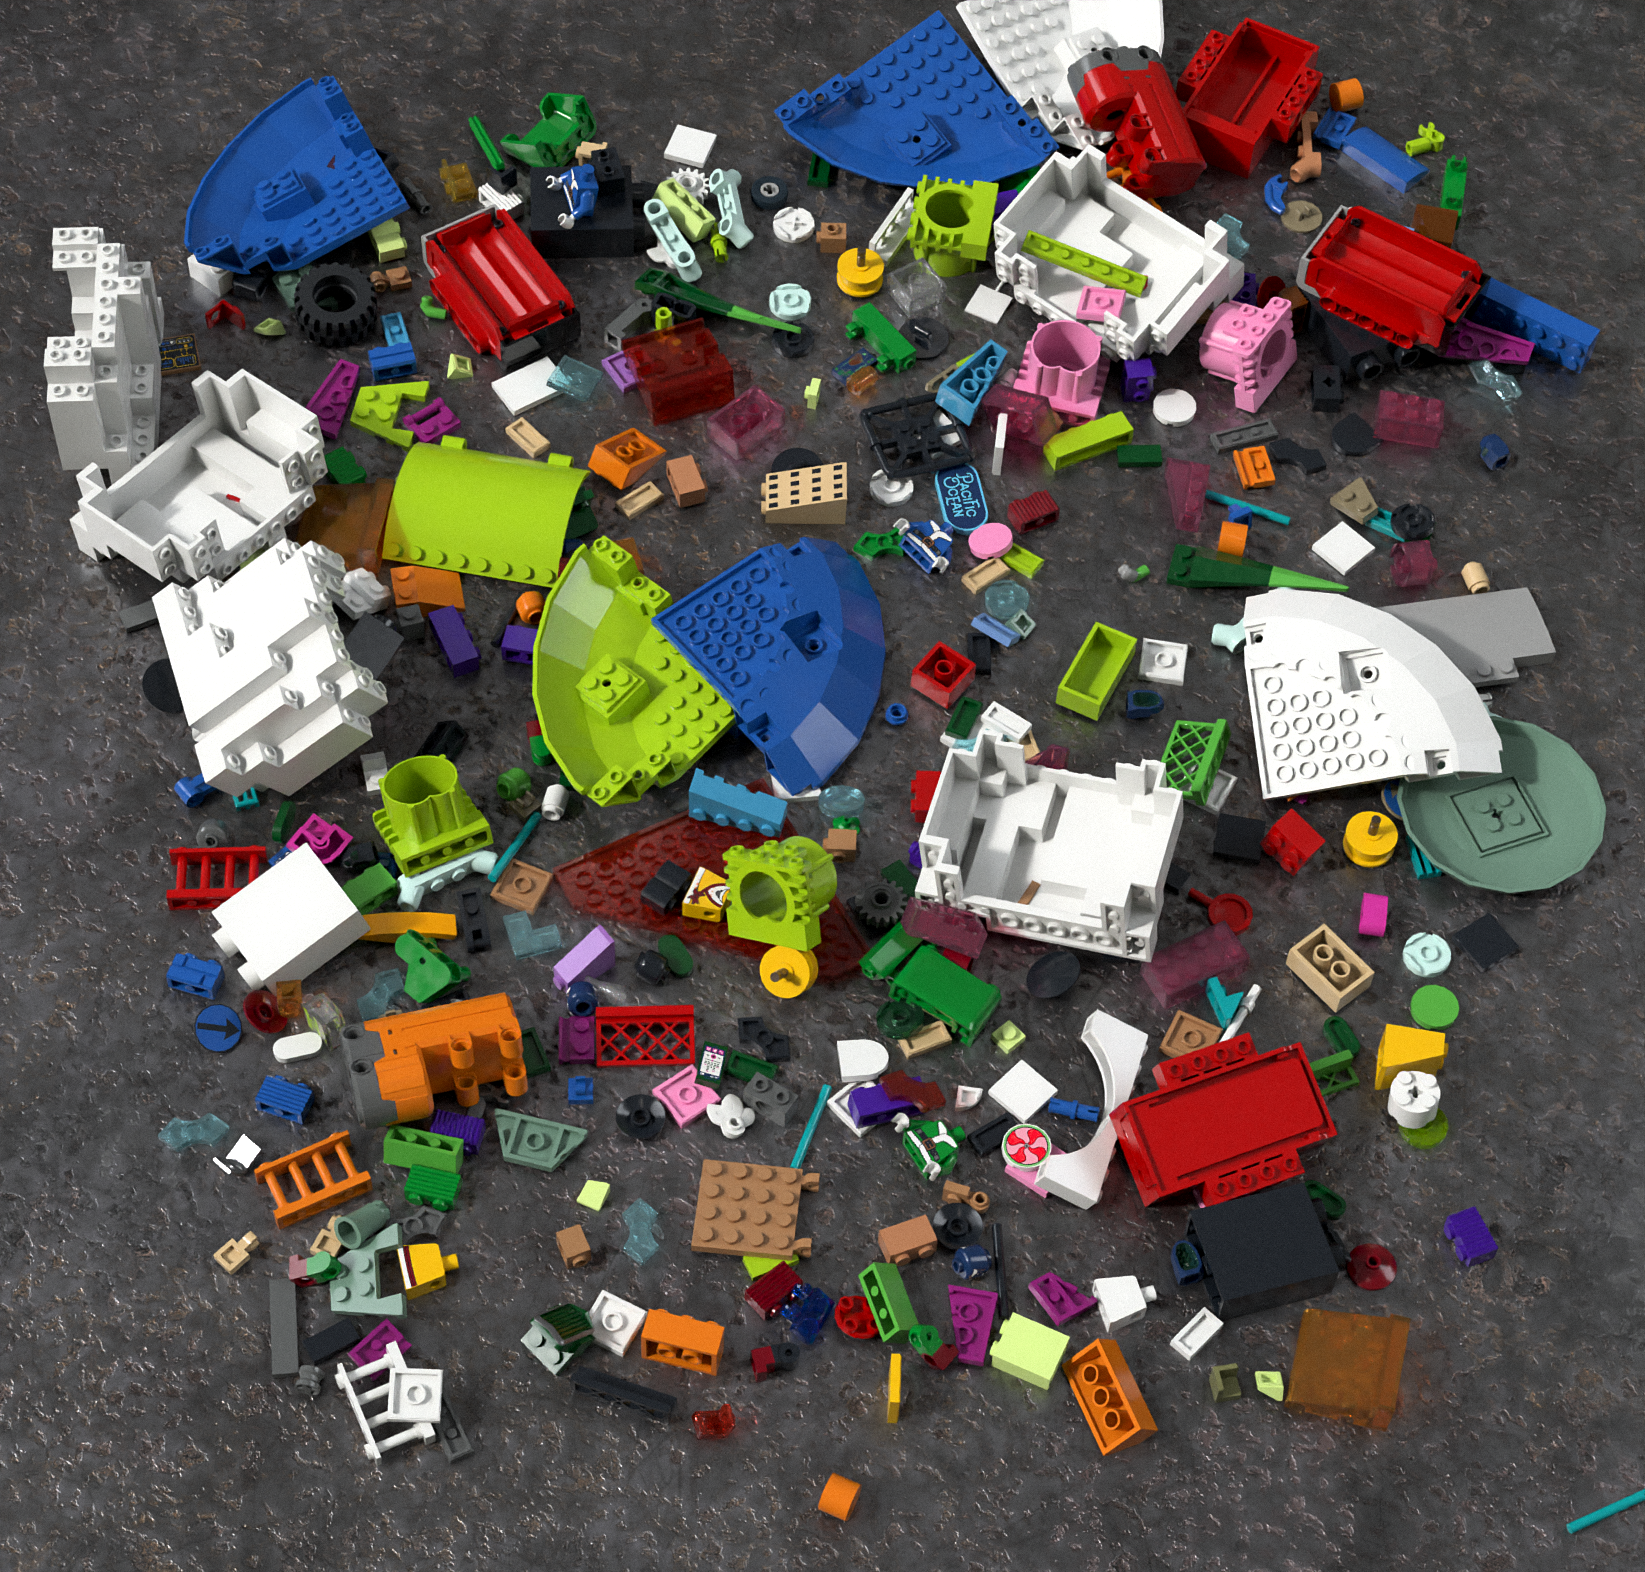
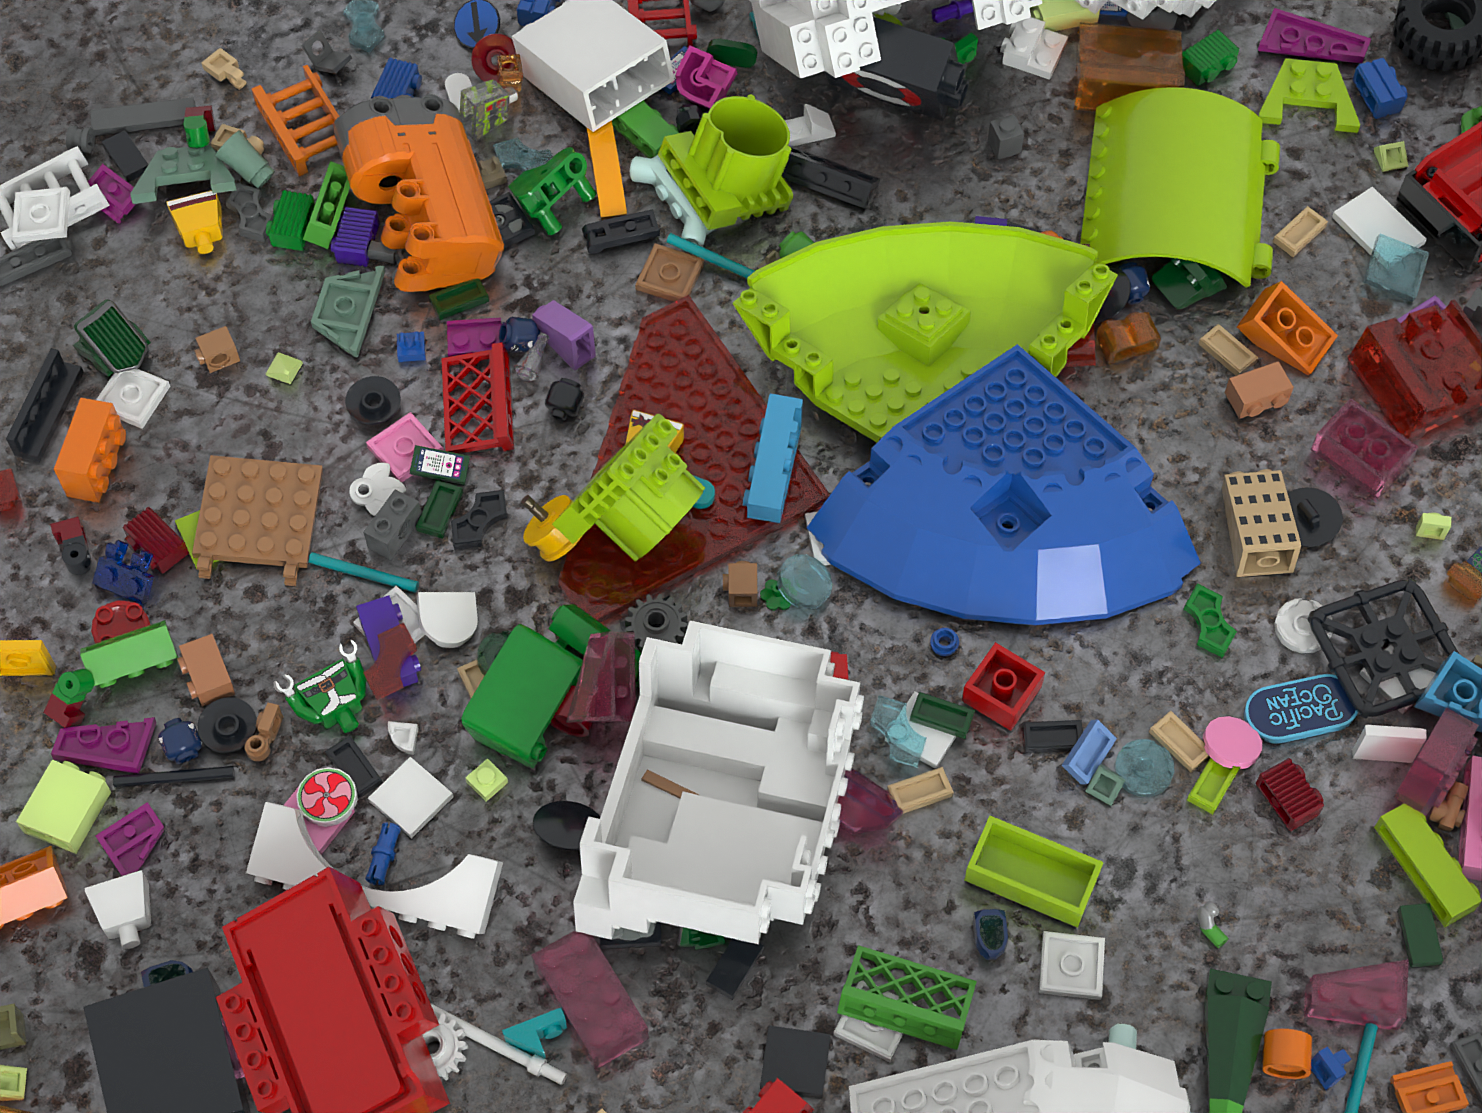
camera: 90 degrees right, 5 degrees up
(362, 594) = (1037, 86): white plate -> none
(394, 328) = (1428, 88): dark azure plate -> none
(427, 587) = (1053, 148): orange slope -> none
(435, 427) = (1297, 142): magenta plate -> none
(454, 641) = (988, 180): dark purple brick -> none
(530, 942) = (600, 281): clear light blue tile -> none
(640, 1220) = (226, 414): clear light blue tile -> none
(666, 888) = (658, 396): black brick -> none
(678, 957) = (585, 425): dark green tile -> none
(927, 543) = (1209, 662): torso -> none
(1006, 722) = (941, 764): white tile -> none
(1188, 1035) = (487, 995): medium nougat tile -> none
(1196, 1334) = (73, 993): white tile -> none
(1226, 907) = (677, 1043): red piece -> none

